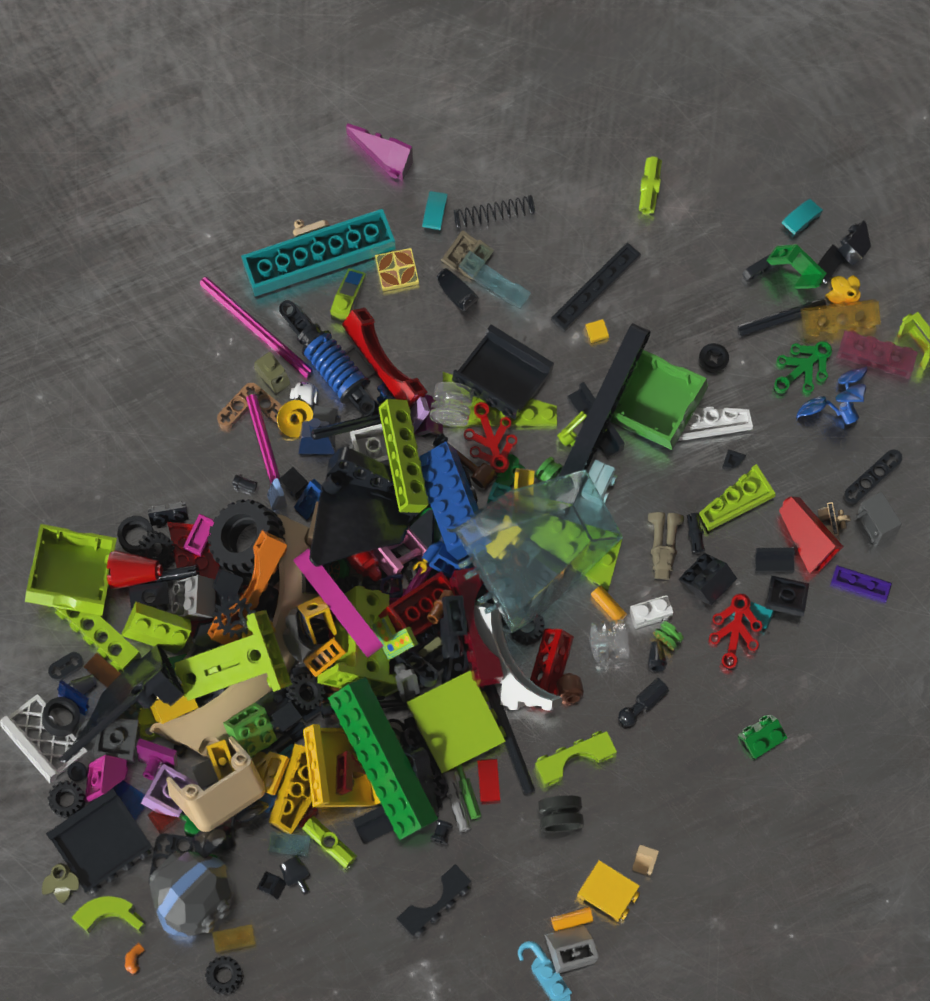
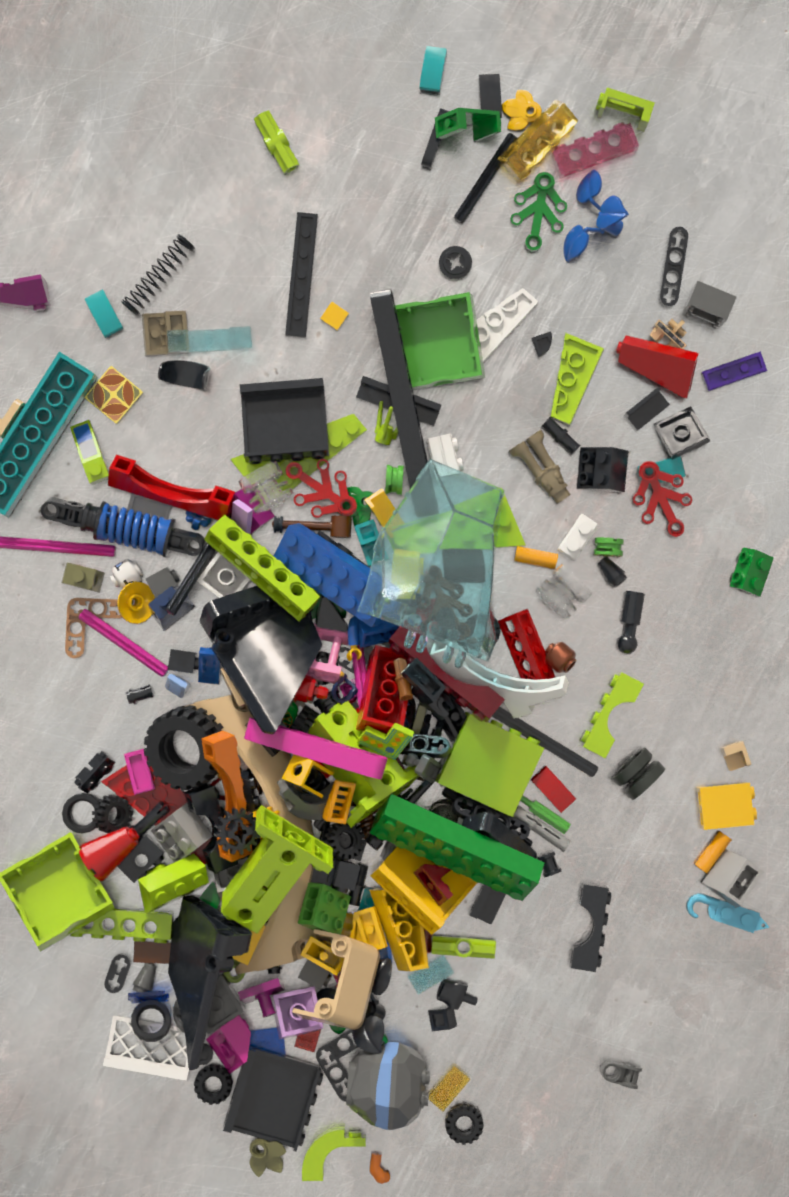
camera: 45 degrees left, 15 degrees up
(856, 243) = (500, 59): black slope -> none

